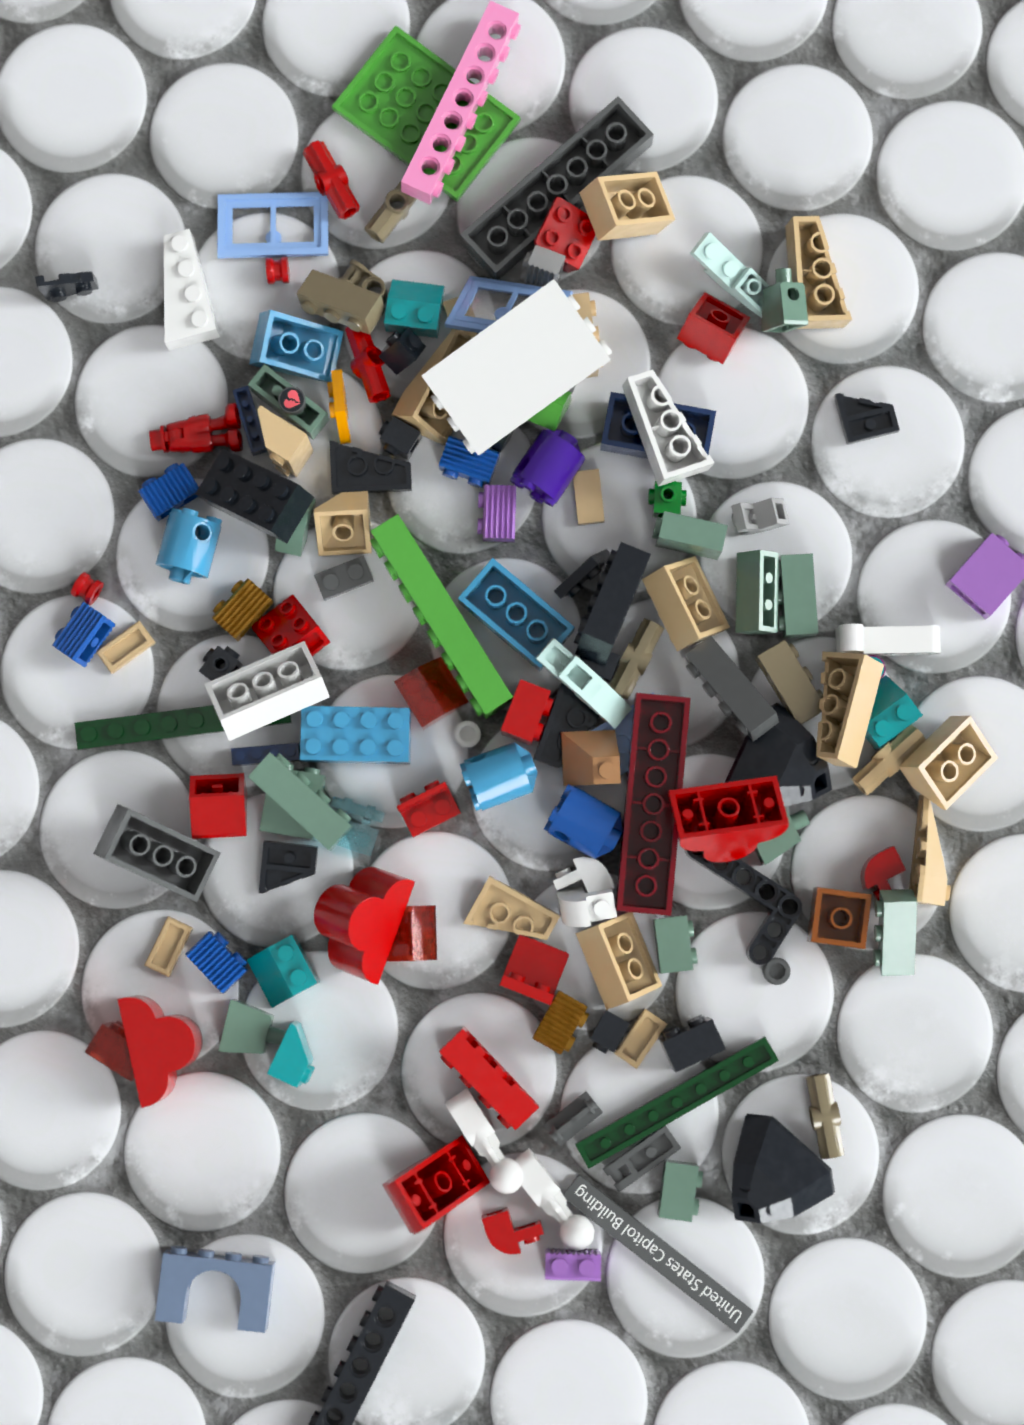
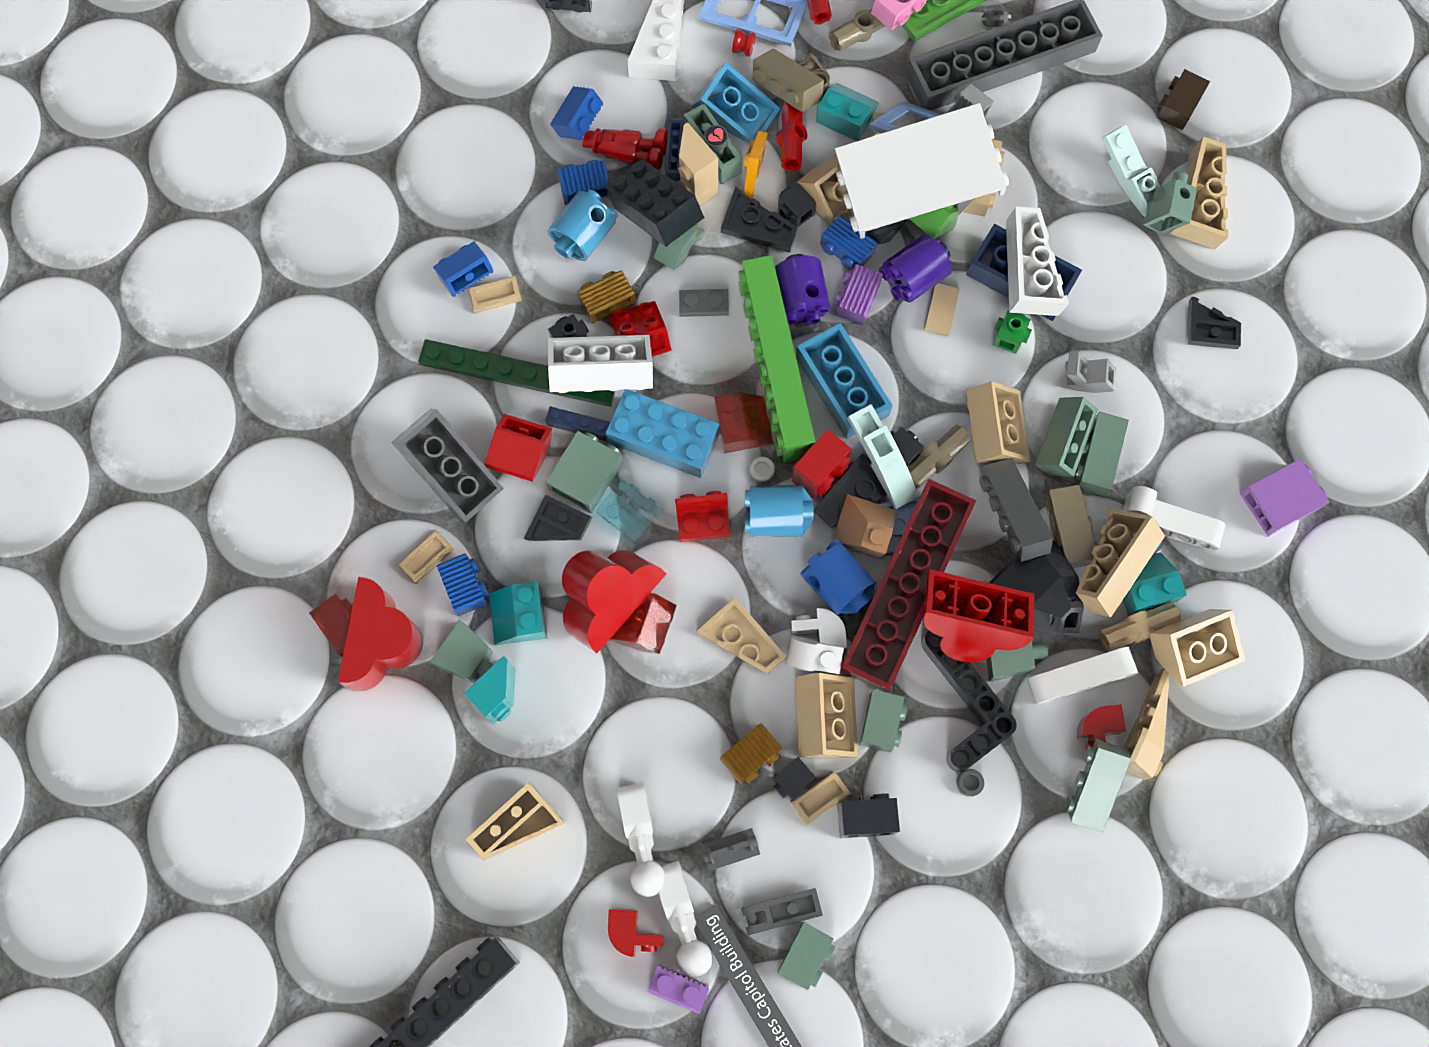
camera: 20 degrees right, 10 degrees down
(87, 588) = (482, 234): red wheel -> none
(133, 418) = (576, 113): none -> blue brick
(251, 1275) = (375, 883): sand blue arch -> none
(300, 801) = (592, 467): sand green brick -> none
(344, 525) = (720, 257): tan slope -> none
(361, 1172) = (515, 822): none -> tan wedge
(401, 350) = (824, 134): black brick -> none
(436, 1184) = (578, 859): red brick -> none
(440, 532) = (803, 289): none -> dark purple cylinder
(488, 1078) = (665, 778): red wedge -> none
(534, 148) = (996, 17): none -> dark grey axle
(534, 969) = (745, 697): red bracket -> none
(567, 233) = (1003, 85): red bracket -> none
(587, 570) = (915, 367): black wing -> none
(610, 603) = (932, 396): black brick -> none
(627, 205) = (1060, 82): tan brick -> none
(676, 1102) = (833, 870): dark green plate -> none
(690, 535) = (1022, 366): sand green brick -> none
(713, 328) = (1099, 209): red slope -> none
(760, 171) = (1183, 99): none -> dark brown brick
(775, 1173) = (906, 974): black brick -> none
(825, 1116) = (971, 937): dark tan piece -> none
(839, 918) = (1047, 753): dark orange brick -> none
(850, 829) = (1083, 675): none -> white beam

